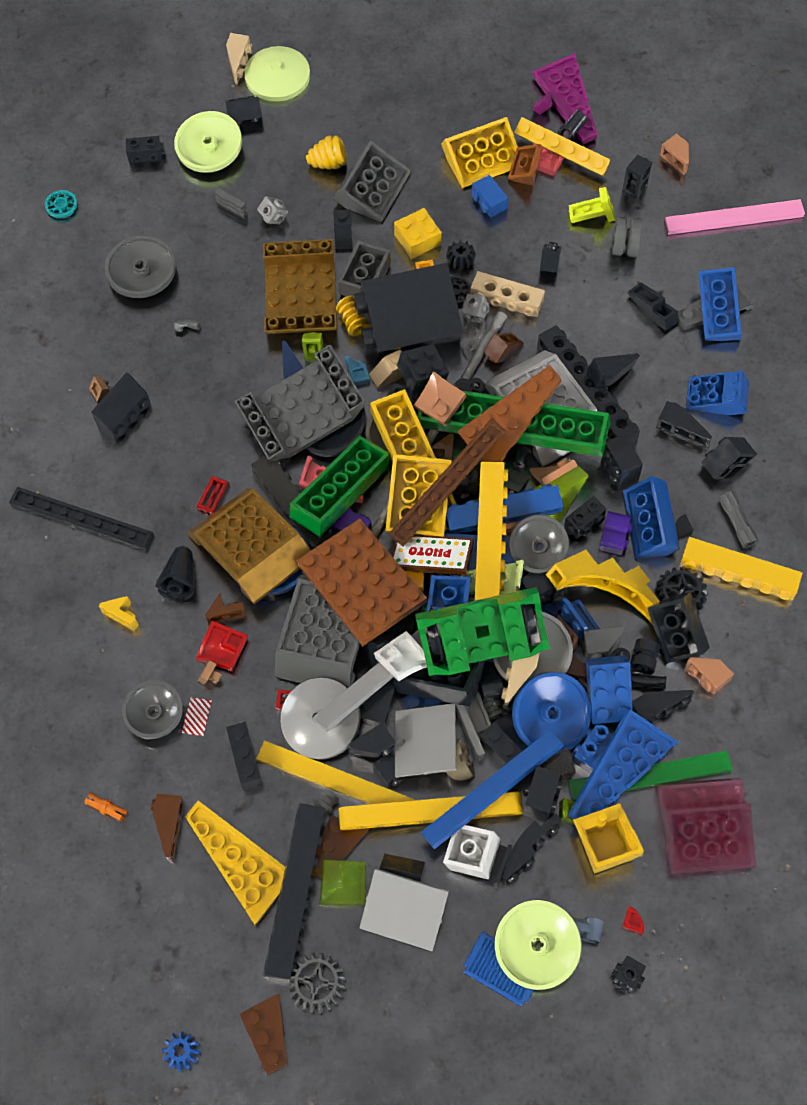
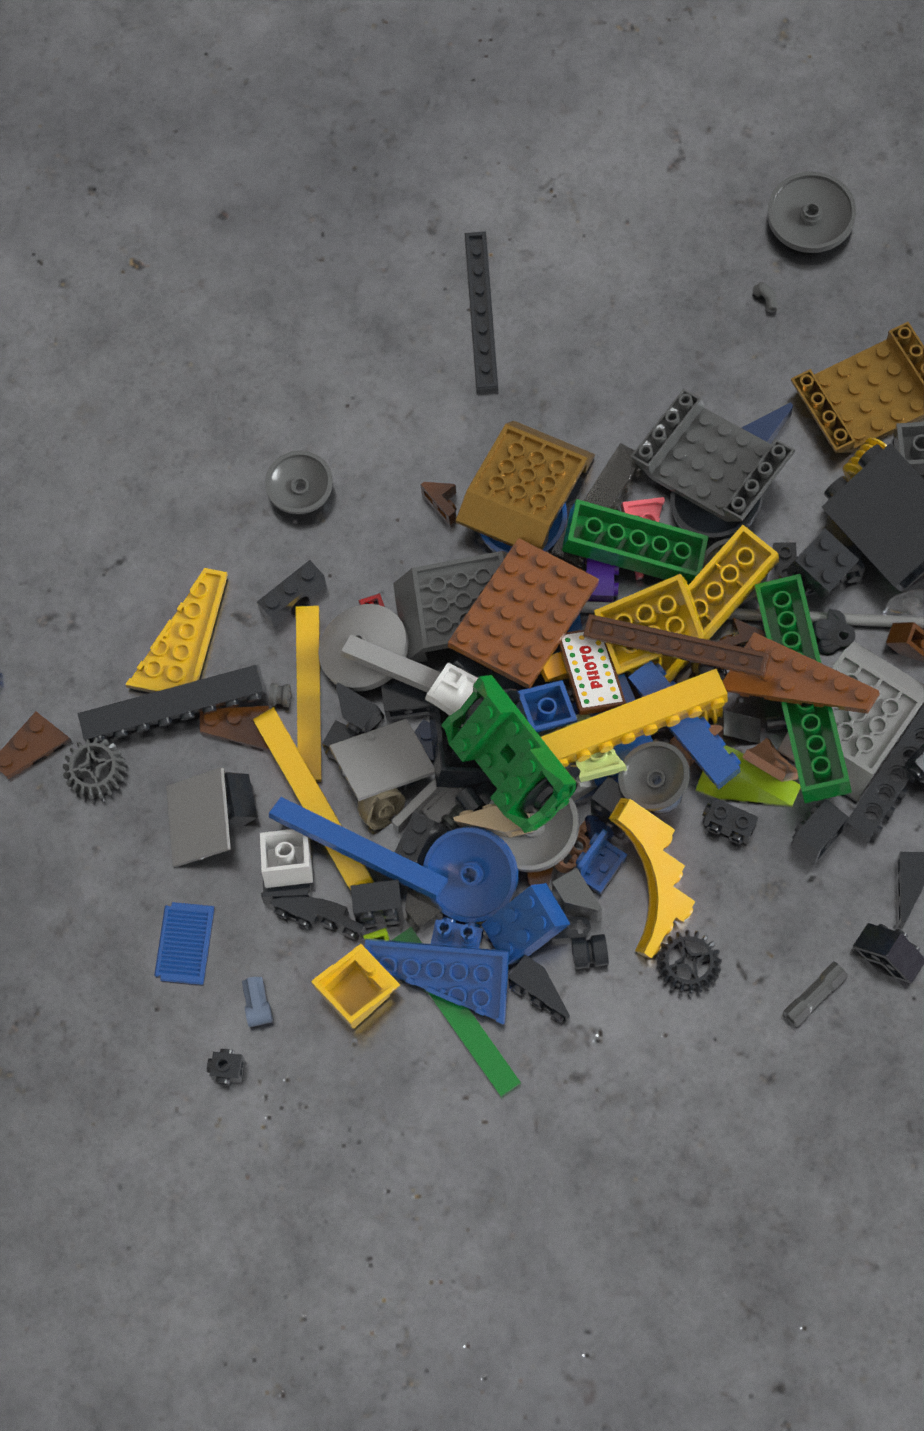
camera: 70 degrees right, 5 degrees up
(61, 204) = (855, 91): teal wheel -> none
(99, 388) = (639, 249): medium nougat tile -> none
(105, 806) = (184, 491): orange pin -> none
(118, 611) = (392, 397): yellow slope -> none
(120, 407) = (624, 281): black slope -> none
(167, 816) = (195, 553): reddish brown slope -> none
(177, 575) = (459, 433): black cone -> none
(196, 716) = (317, 530): sticker -> none
(200, 506) = (577, 429): red tile -> none
(209, 674) = (365, 517): medium nougat tile -> none
(221, 646) = (401, 516): red plate -> none
(311, 343) = (804, 437): lime slope -> none
(343, 883) = (203, 748): clear neon green plate -> none
(357, 371) = (799, 501): dark azure tile -> none
(386, 371) = (810, 526): tan slope -> none
(439, 399) = (785, 596): nougat plate -> none
(518, 951) = (217, 963): yellowish green dish -> none
(615, 533) = (728, 862): dark purple brick -> none
(633, 921) = (288, 1054): red tile -> none
(648, 681) = (562, 964): black pin -> none
(652, 519) = (767, 895): blue slope -> none
(678, 628) = (637, 973): black slope -> none
(683, 526) = (776, 934): black tile -> none
(706, 825) = (422, 1088): clear pink slope -> none
(710, 672) = (604, 1031): nougat slope -> none
(741, 568) = (751, 1019): yellow brick -> none

